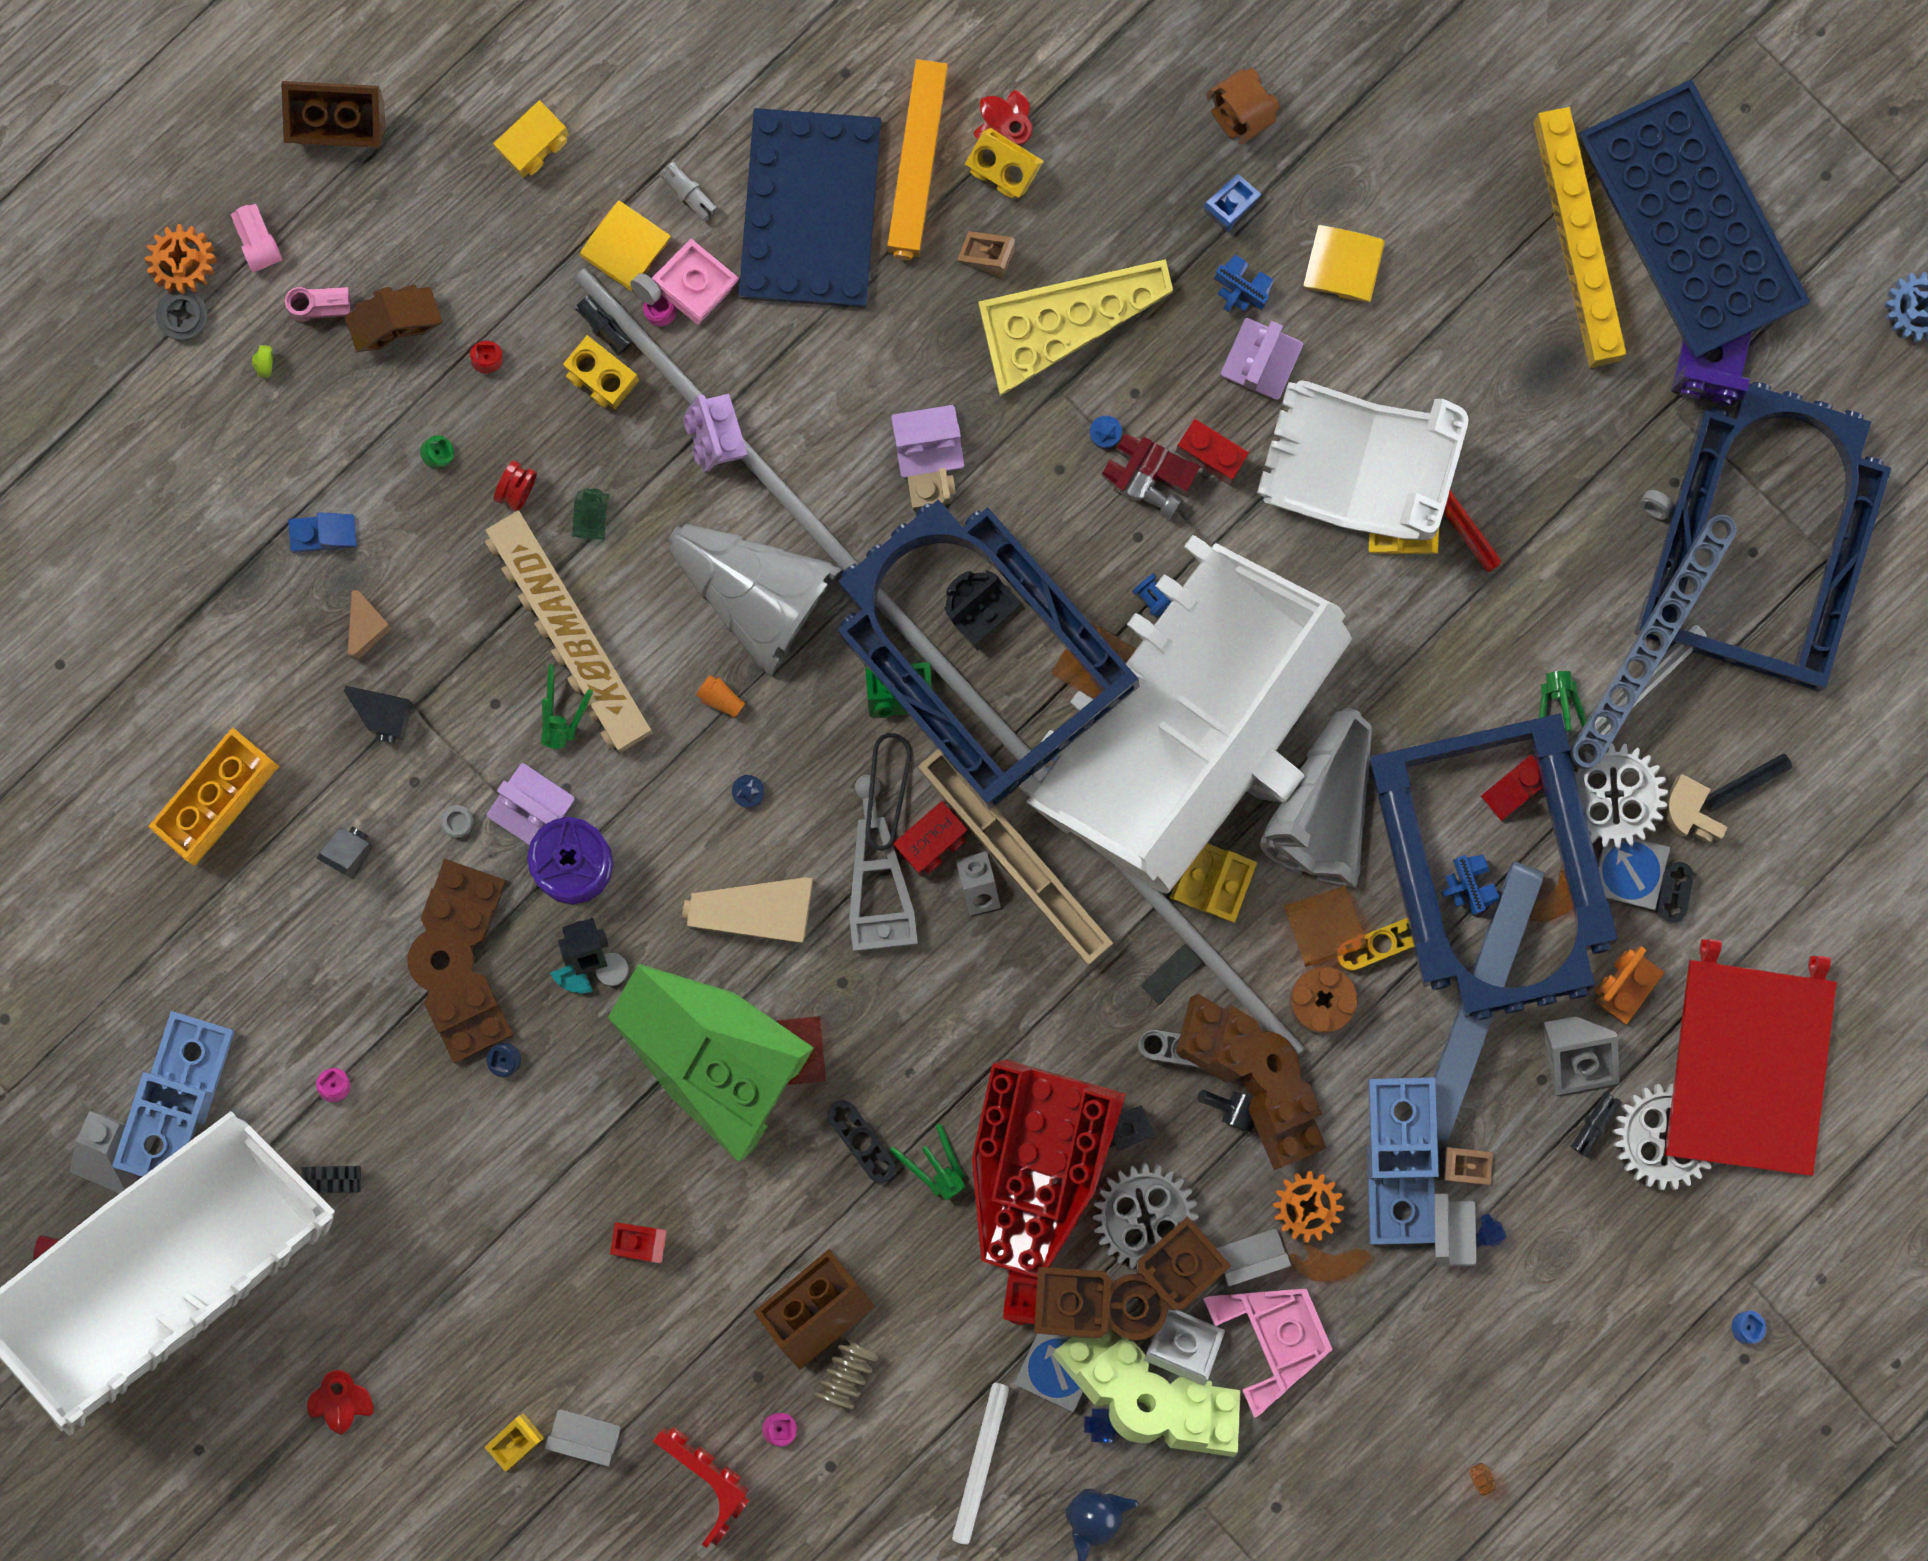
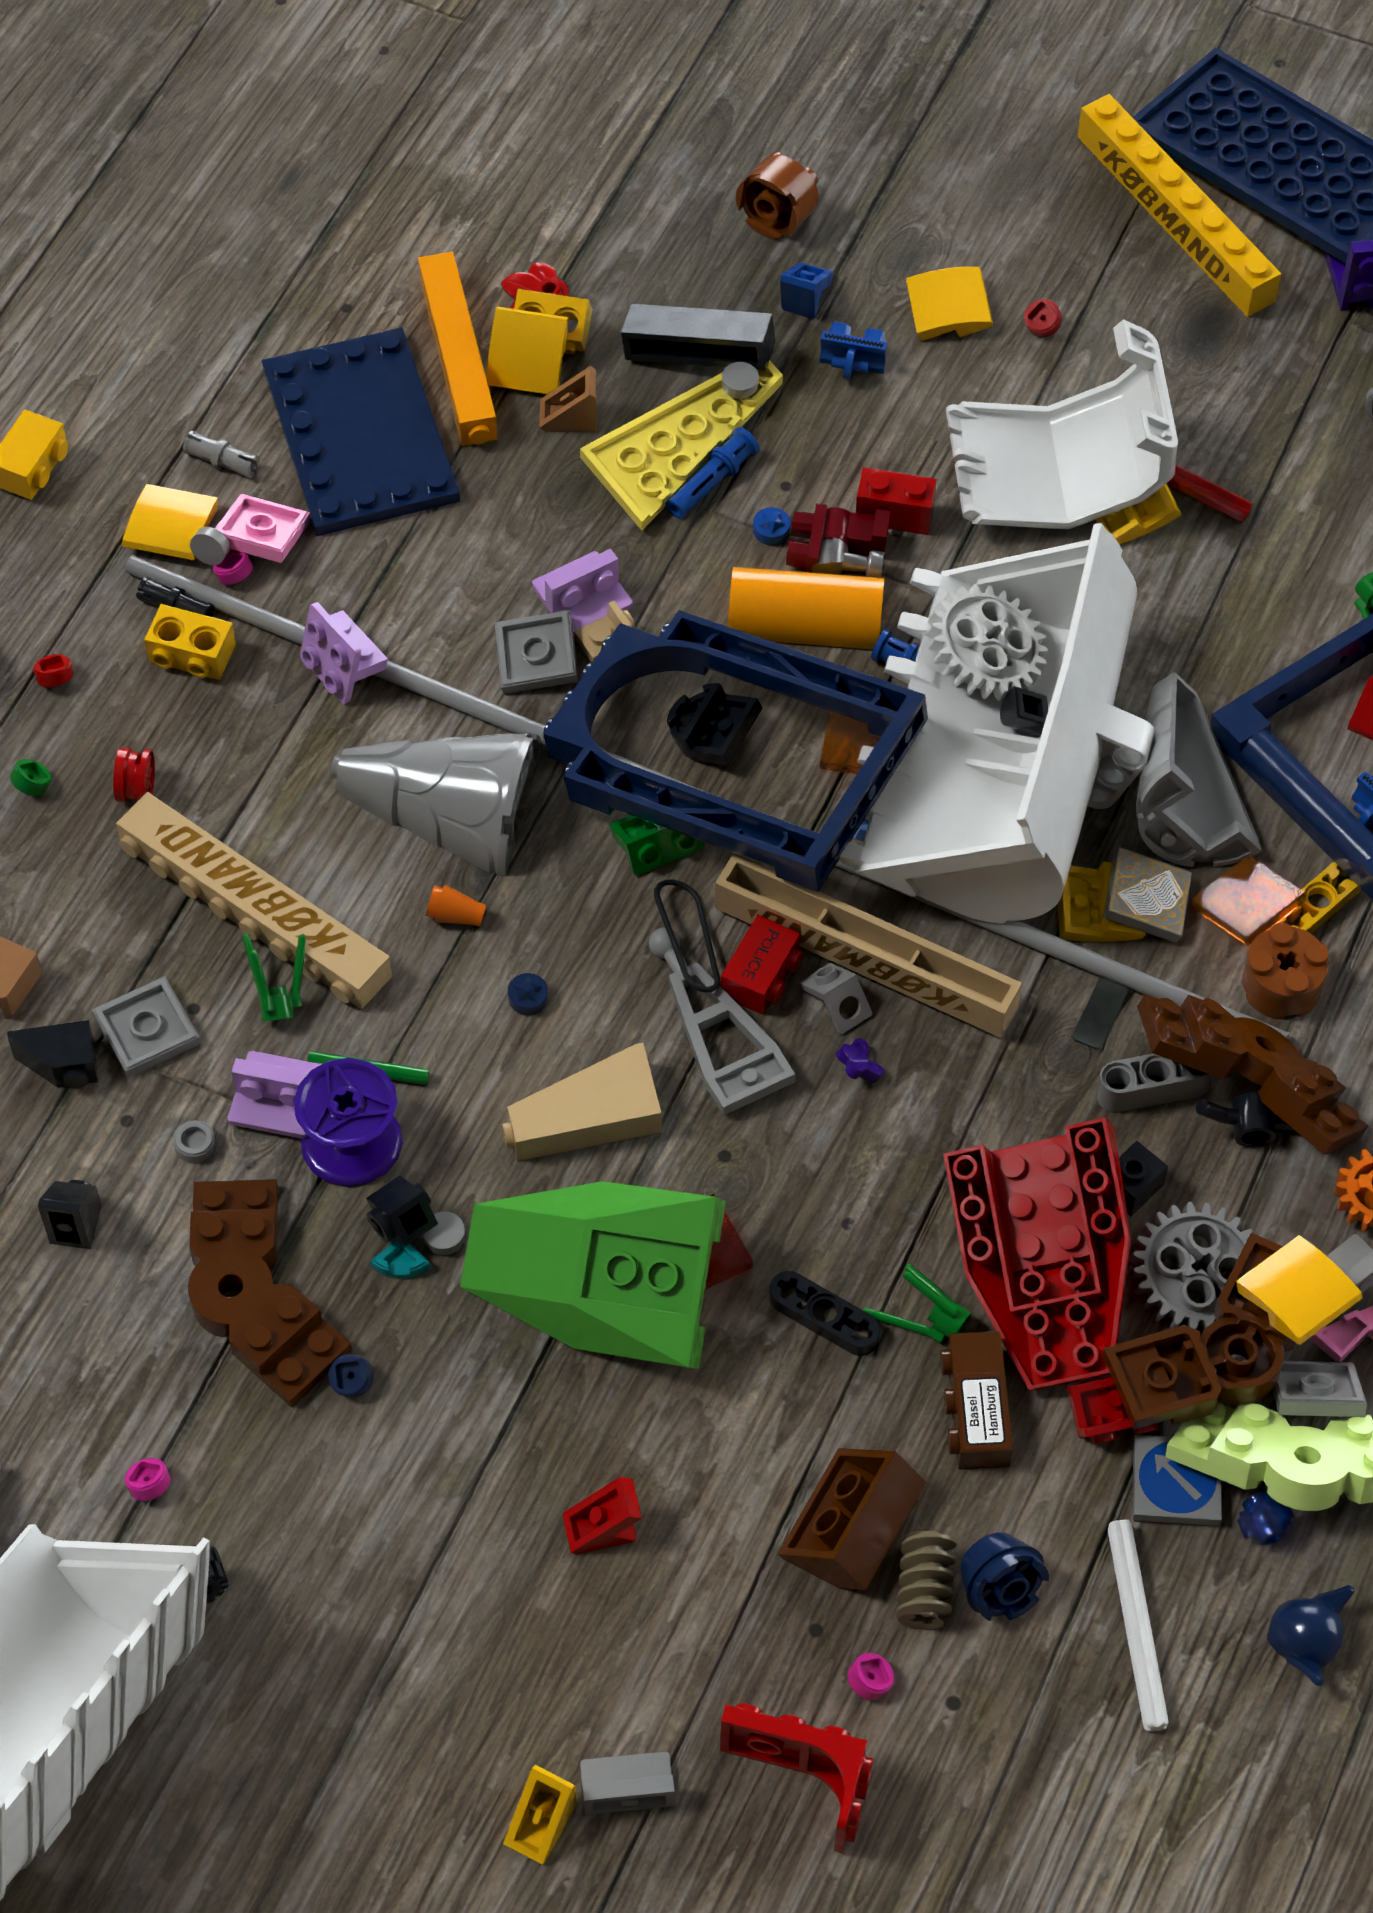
camera: 20 degrees left, 25 degrees down
(342, 1405) = (294, 1862): red plate -> none
(453, 708) = (146, 1027): none -> light grey tile
(590, 514) = (232, 779): clear green bracket -> none
(606, 808) = (394, 1071): none -> green bar
(869, 484) = (536, 652): none -> light grey tile
(897, 1397) = (1002, 1576): none -> dark blue cone
(940, 1255) = (977, 1400): none -> reddish brown brick
(970, 188) = (526, 350): none -> yellow slope
(970, 948) = (857, 1061): none -> dark purple piece
(1090, 357) = (722, 463): none -> blue pin
(1099, 523) = (806, 607): none -> light orange brick
(1117, 228) = (697, 336): none -> brick
(1133, 286) = (740, 380): none -> light grey tile
(1194, 639) = (986, 641): none -> white gear
(1196, 1280) = (1299, 1289): none -> yellow slope
(1224, 699) = (1024, 710): none -> black brick
(1250, 891) = (1147, 894): none -> tile
(1262, 358) = (906, 406): lavender bracket -> none
(1415, 310) = (1043, 318): none -> red tile

